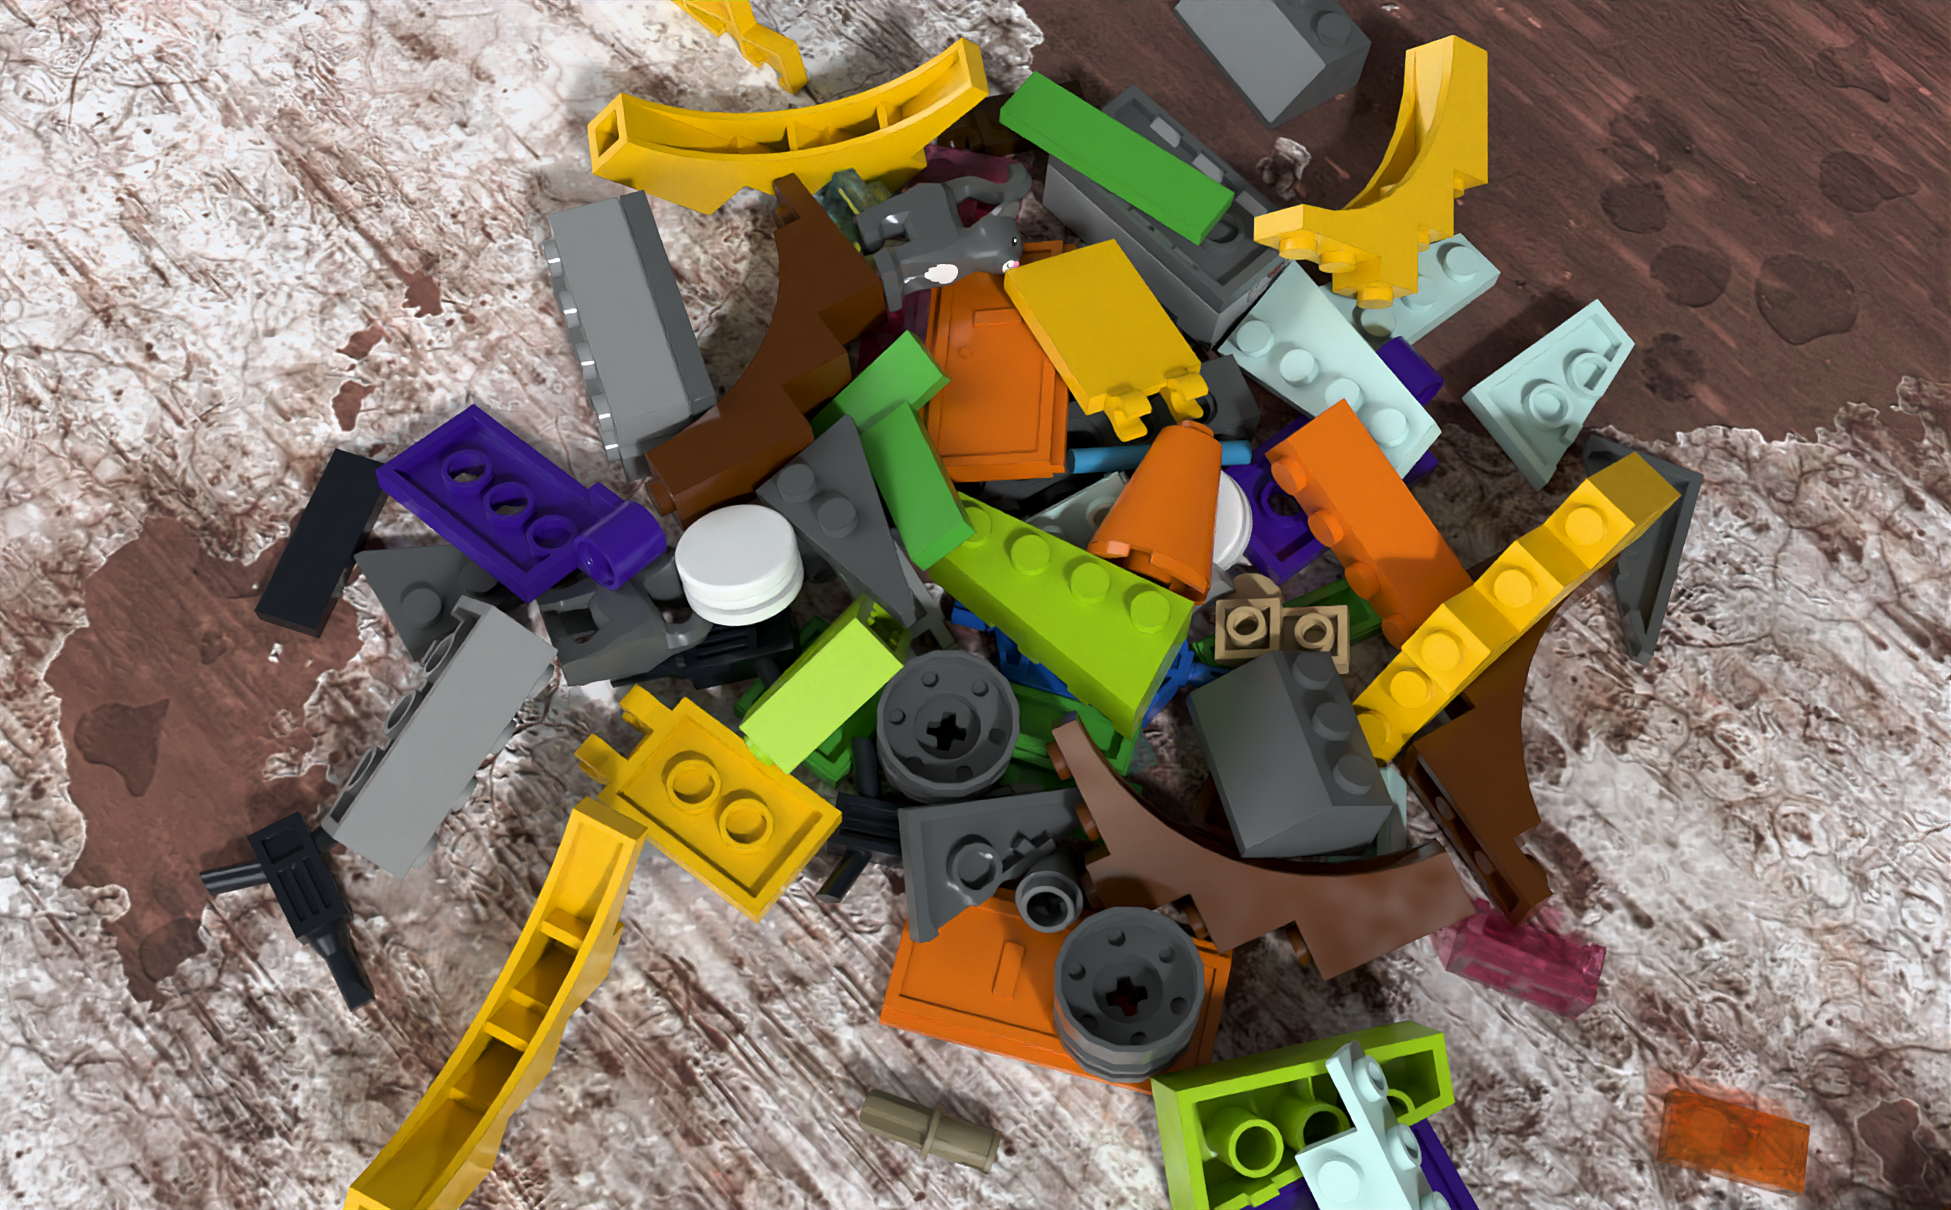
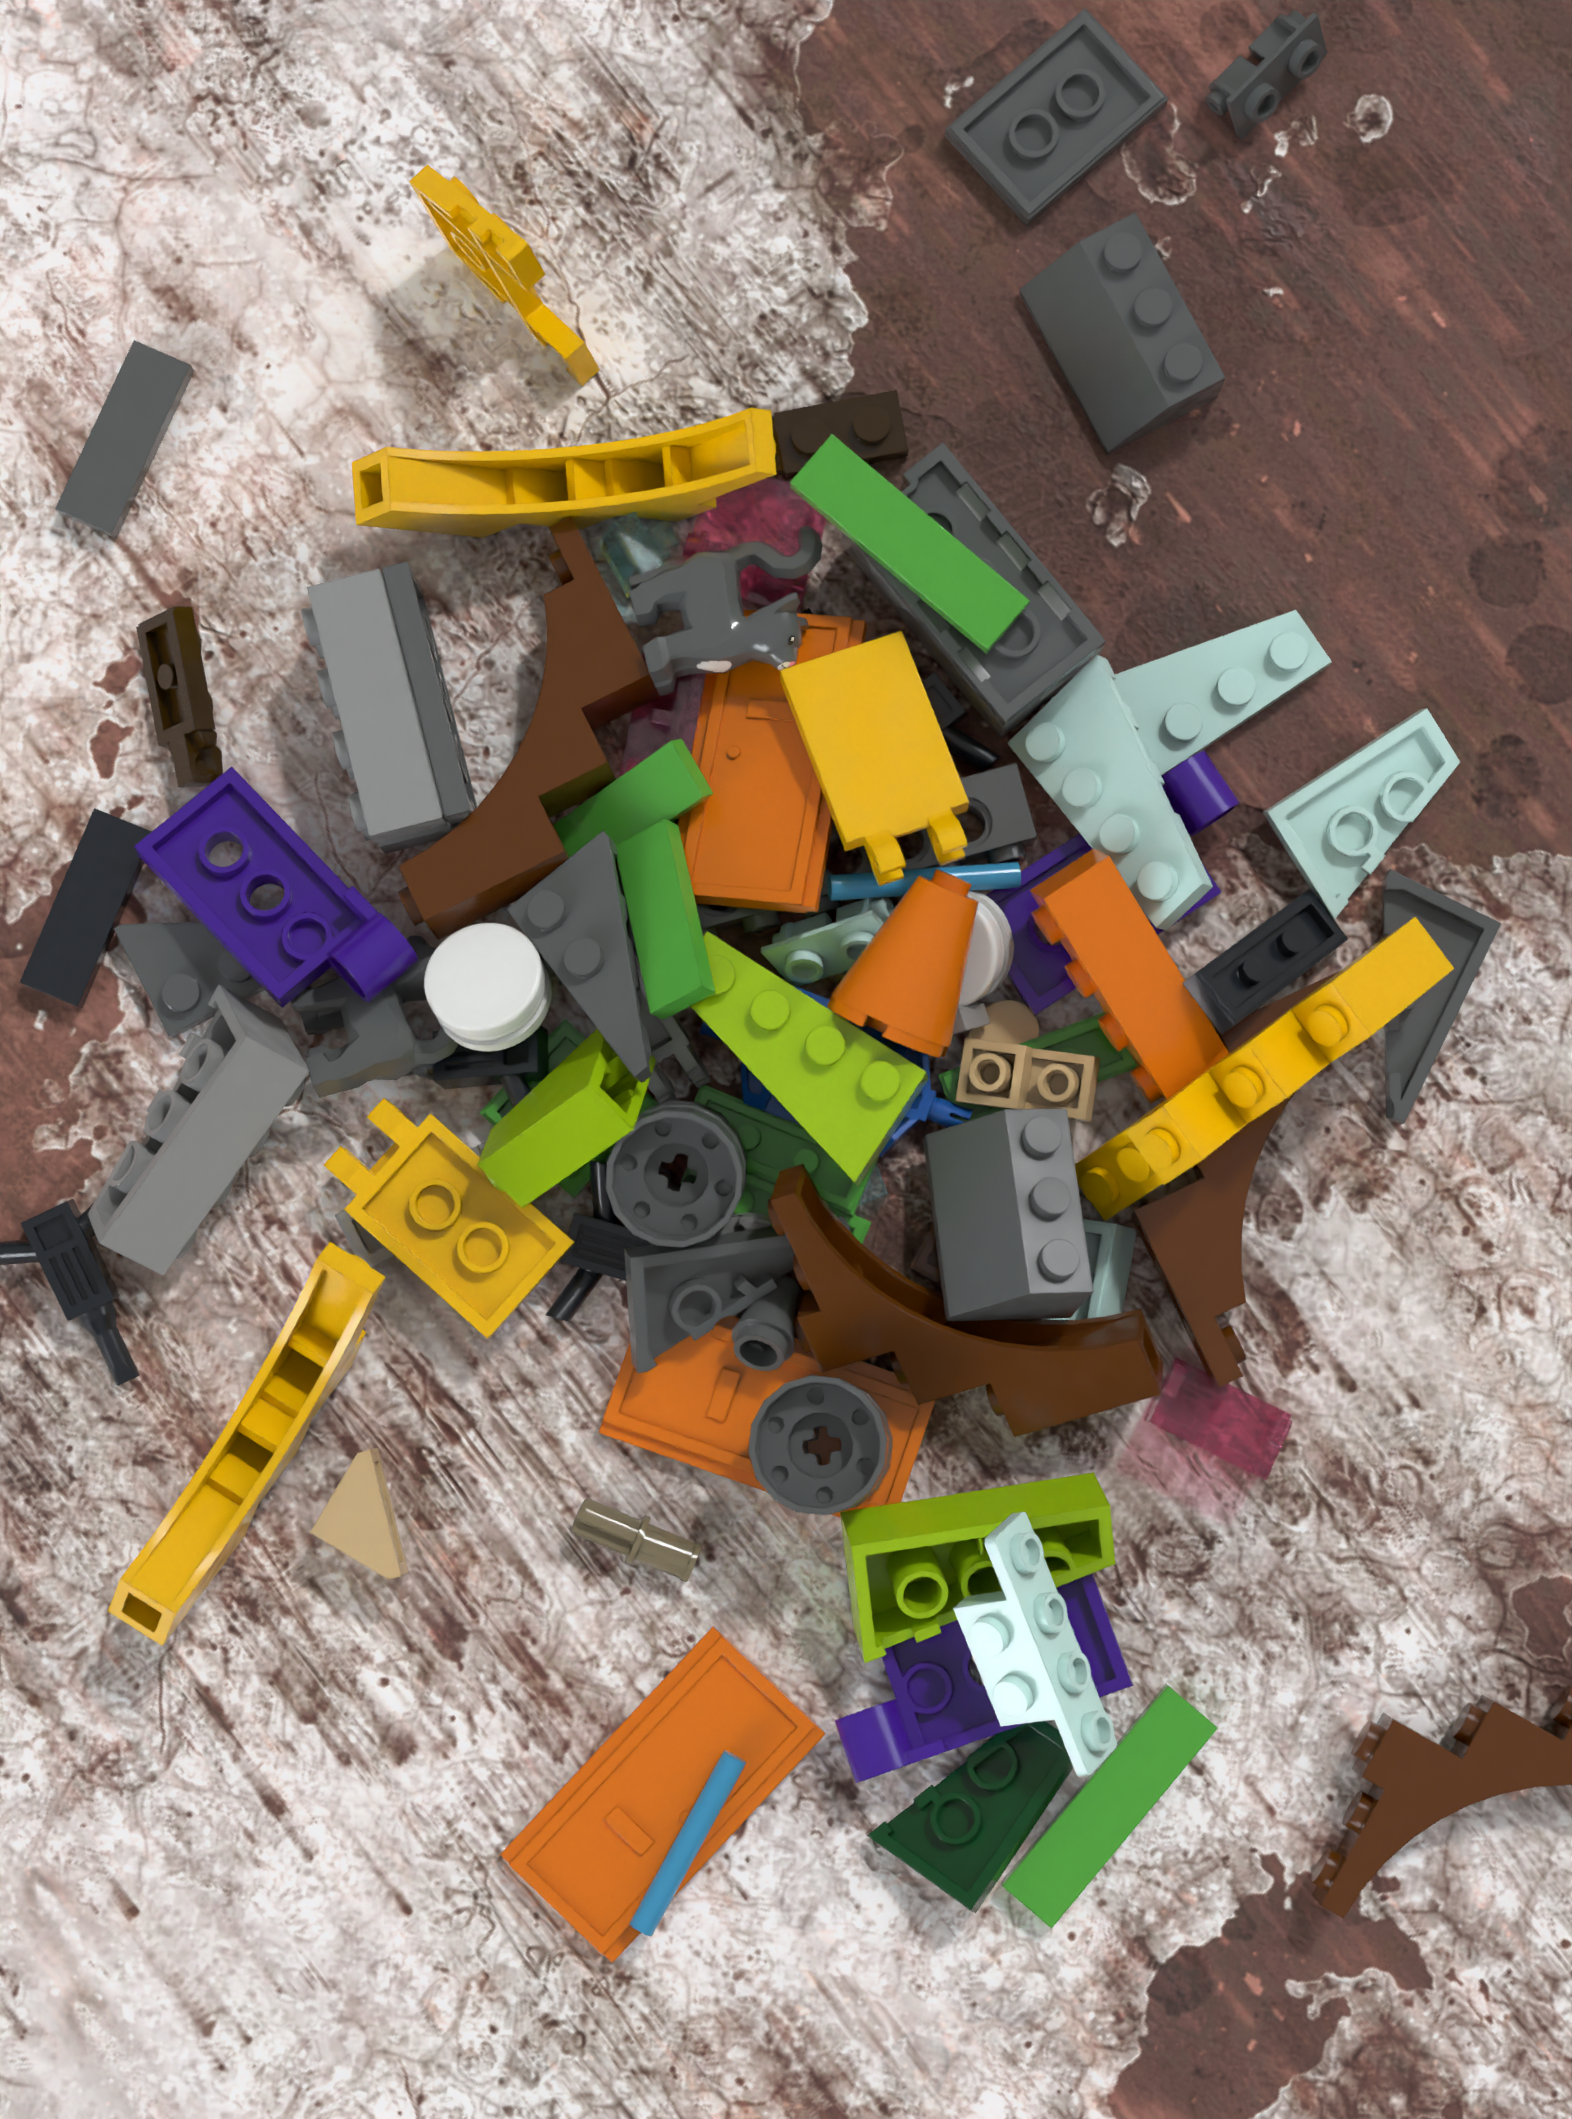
camera: 20 degrees right, 20 degrees up
(369, 147) = (124, 439): none -> dark grey tile
(422, 344) = (180, 695): none -> dark brown hinge
(622, 1129) = (362, 1518): none -> tan slope
(1411, 197) = (1235, 585): yellow arch -> none
(1495, 511) = (1265, 961): none -> black tile
(1733, 1143) = (1385, 1607): clear orange plate -> none

